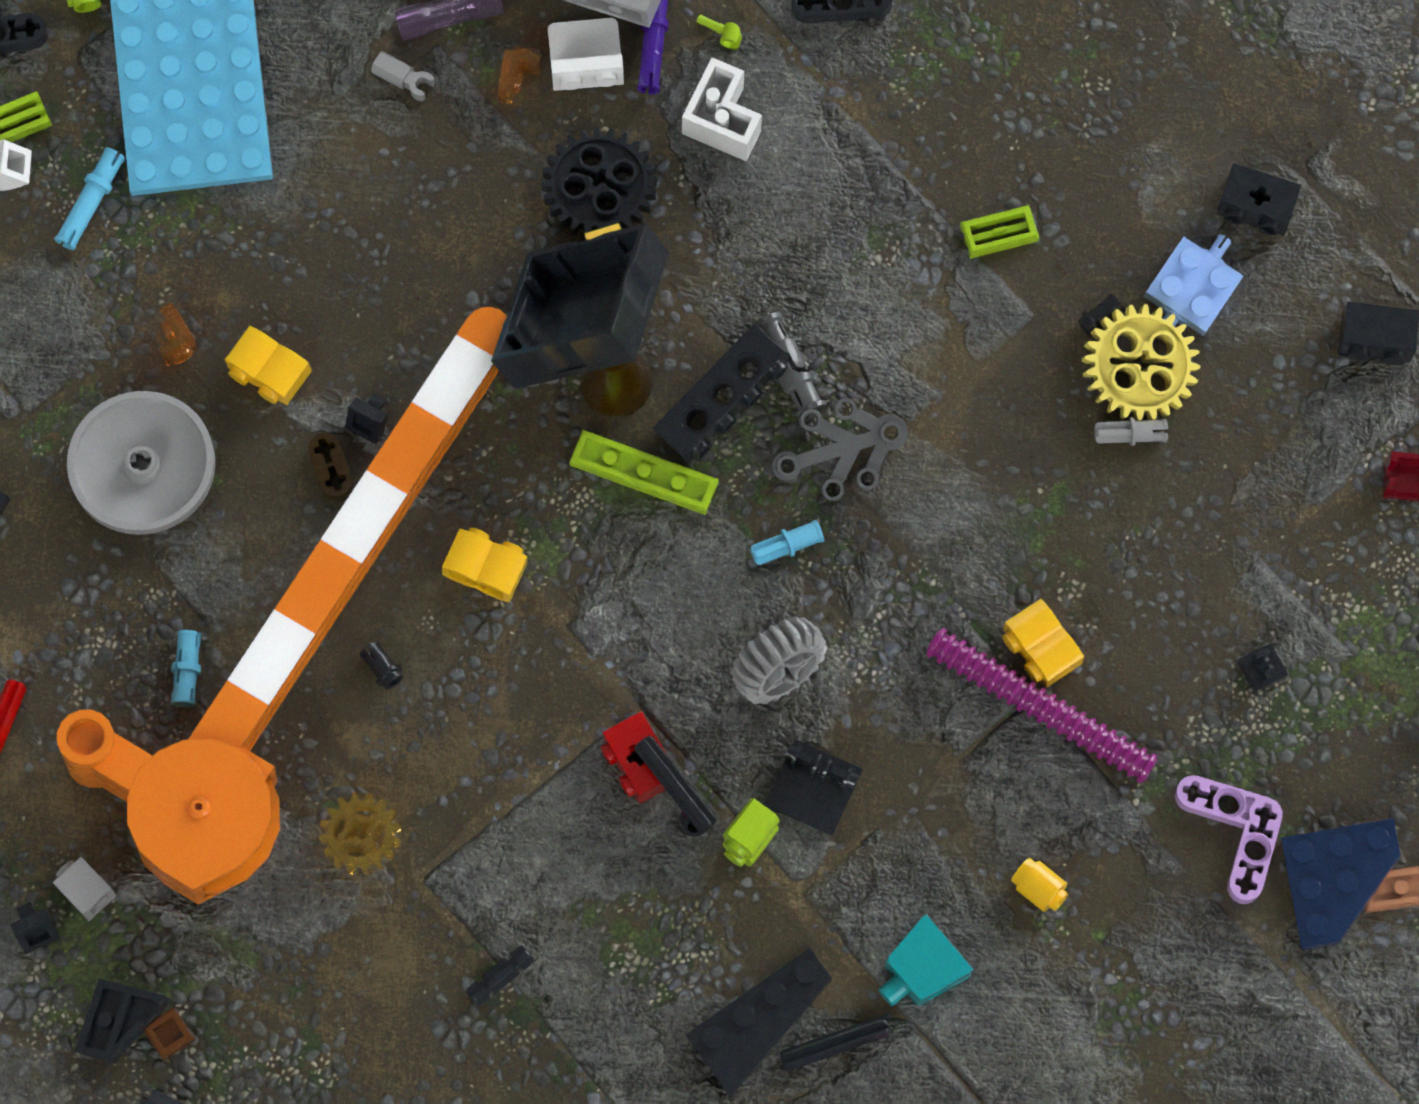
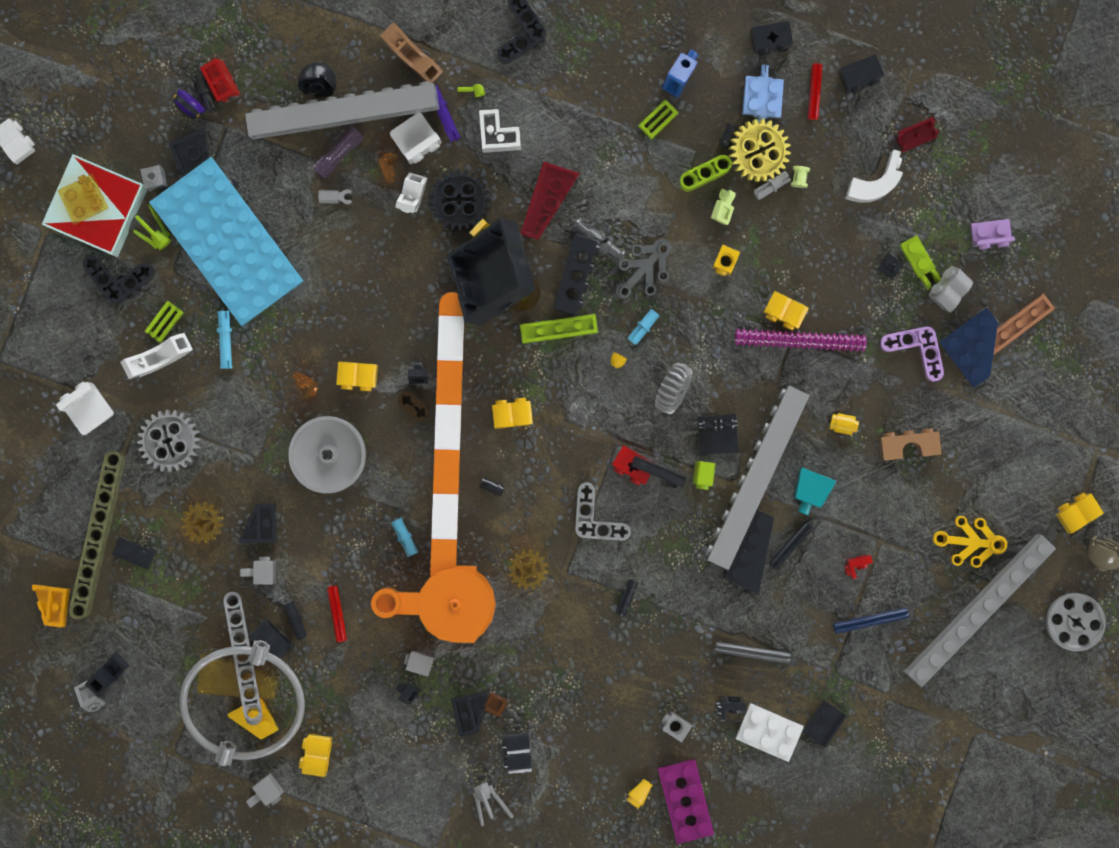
camera: 25 degrees left, 15 degrees up
(512, 809) = (588, 520): none -> light grey beam
(529, 132) = (411, 193): none -> white brick
(712, 574) = (617, 360): none -> yellow hinge
(748, 253) = (549, 193): none -> dark red wing
(838, 894) = (757, 477): none -> light grey brick
(990, 494) = (729, 253): none -> yellow brick
(1014, 362) = (715, 172): none -> lime beam
(1026, 425) = (723, 209): none -> yellowish green plate
(1075, 175) = (680, 73): none -> blue torso
(1167, 990) = (926, 442): none -> medium nougat arch
(1187, 441) = (800, 176): none -> yellowish green bush
(1286, 322) = (815, 89): none -> red axle
(1311, 530) = (868, 191): none -> white arch
(1319, 686) = (919, 261): none -> lime hinge
(1347, 756) = (951, 288): none -> light grey brick

